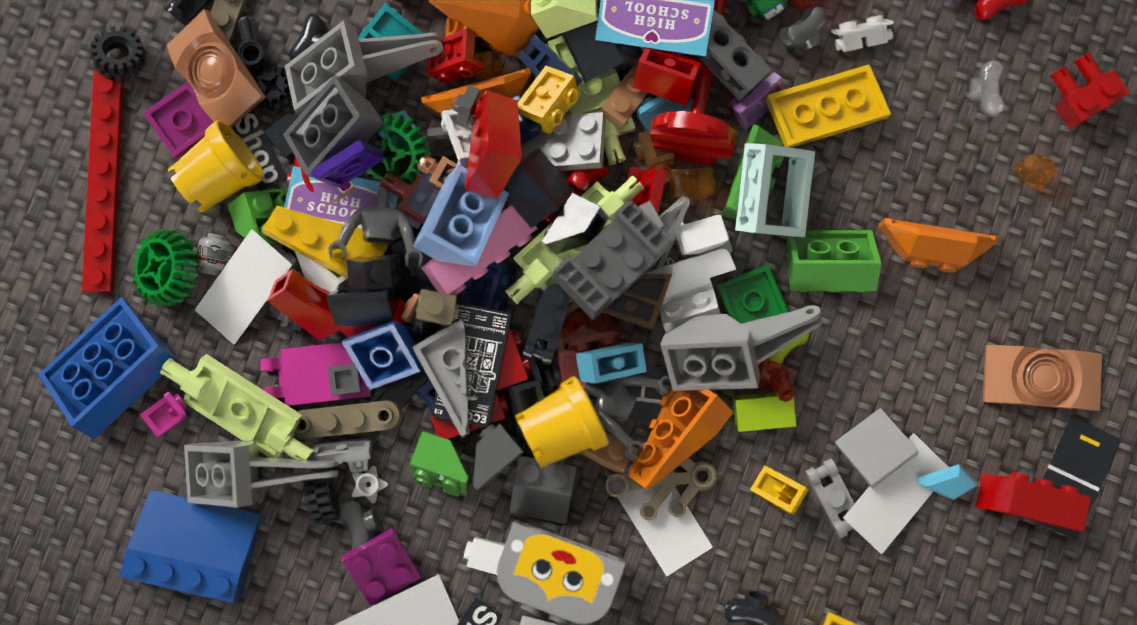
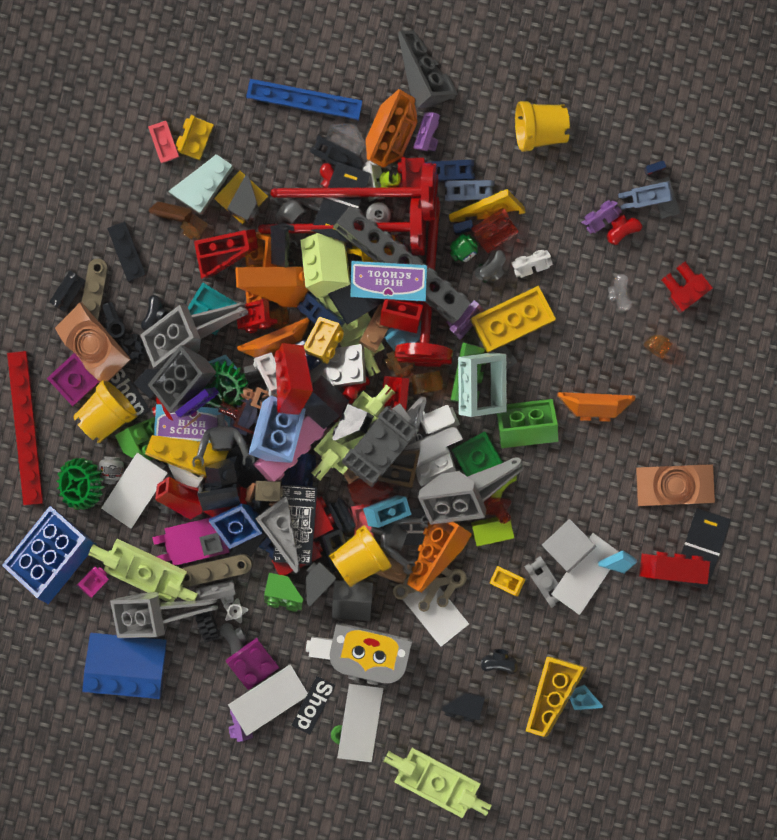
camera: 15 degrees left, 5 degrees up
(116, 40) = (19, 349): black tyre -> none
(464, 105) = (269, 354): dark grey plate -> none
(547, 324) = (342, 492): black plate -> none

